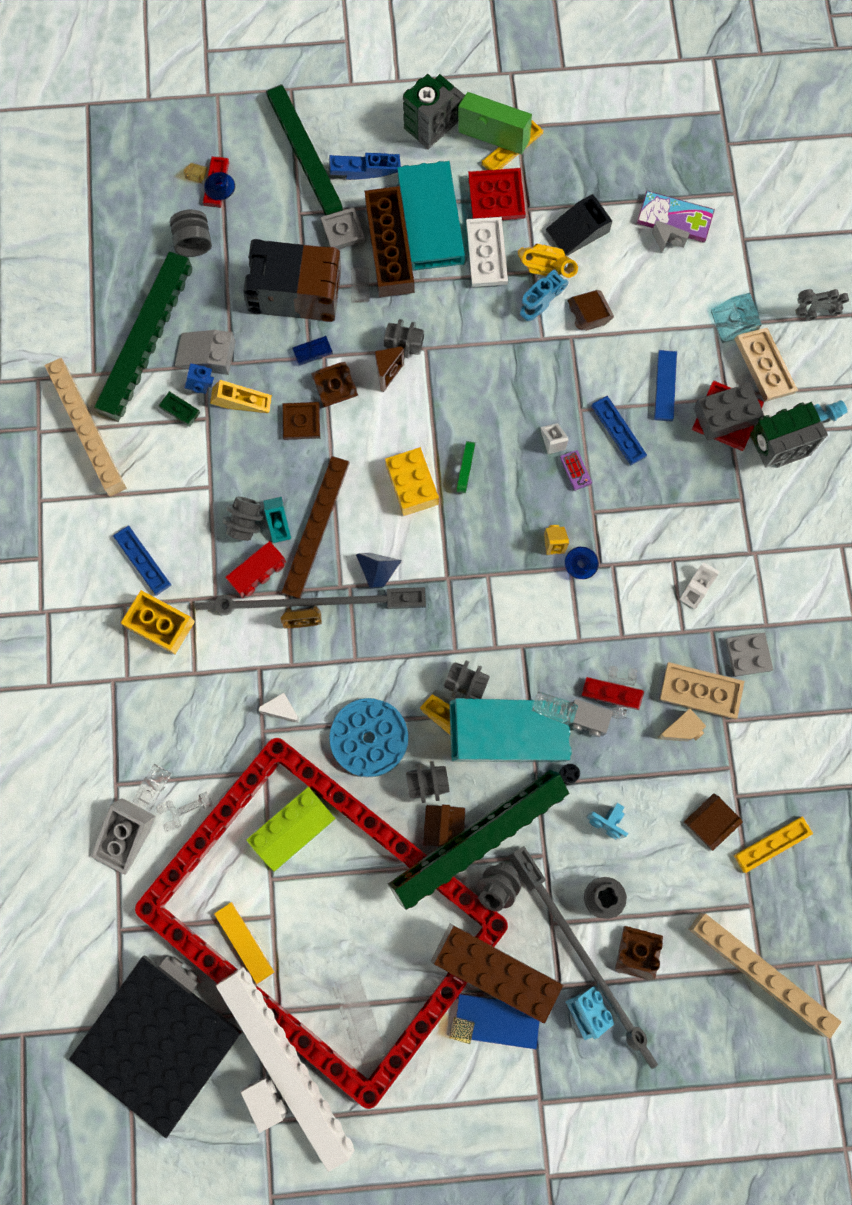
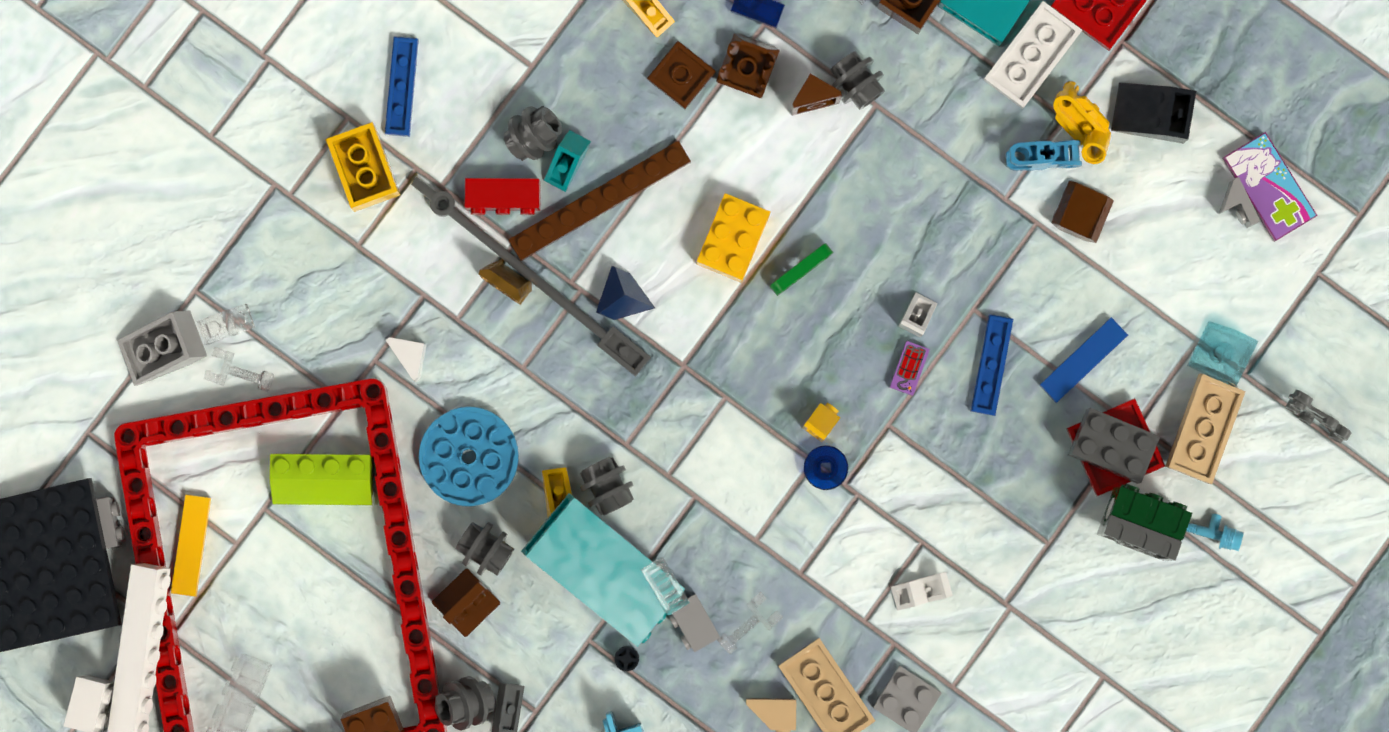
camera: 40 degrees right, 10 degrees up
(478, 839) = (485, 644): dark green brick -> none
(612, 693) = (737, 620): red plate -> none

